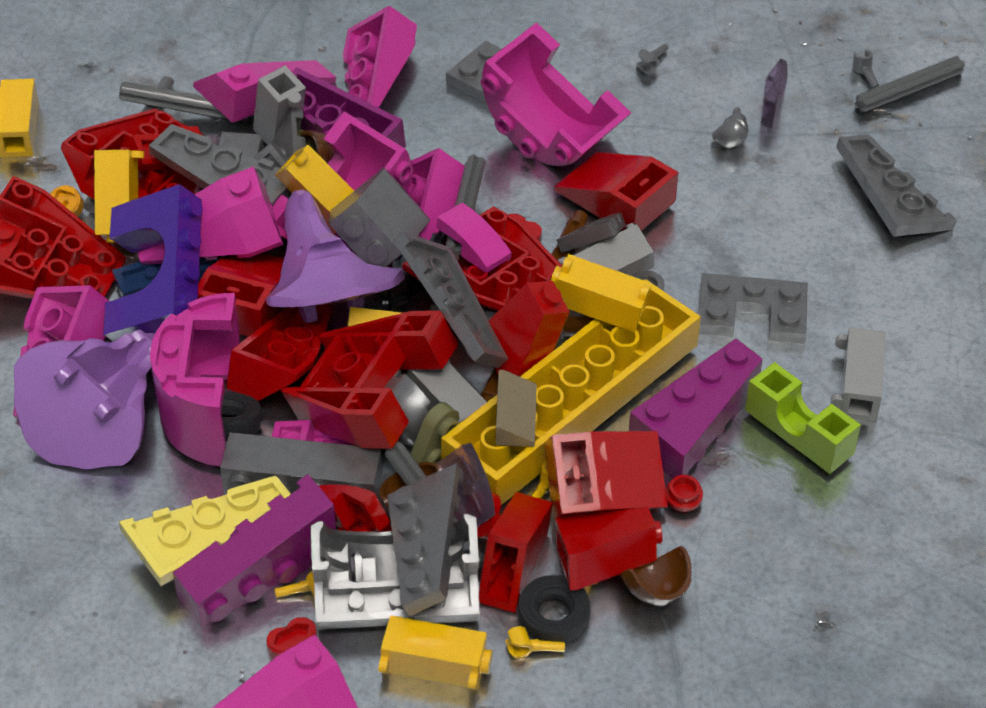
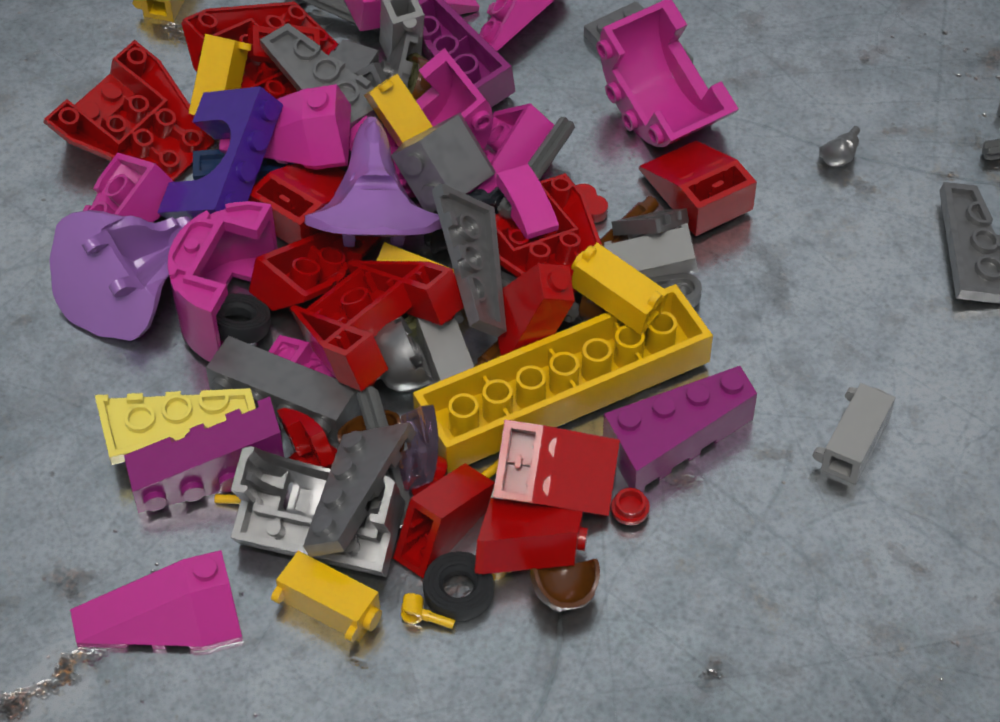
camera: 20 degrees right, 5 degrees up
(69, 198) = (182, 74): light orange tile -> none
(287, 637) = (214, 541): red tile -> none
(435, 425) = (411, 378): olive plate -> none
(515, 410) = (489, 384): dark tan slope -> none
(649, 59) = (789, 56): flat silver hand -> none
(774, 94) = (901, 122): clear purple slope -> none
(777, 403) = (786, 484): lime arch -> none
(779, 298) = (811, 335): flat silver plate -> none

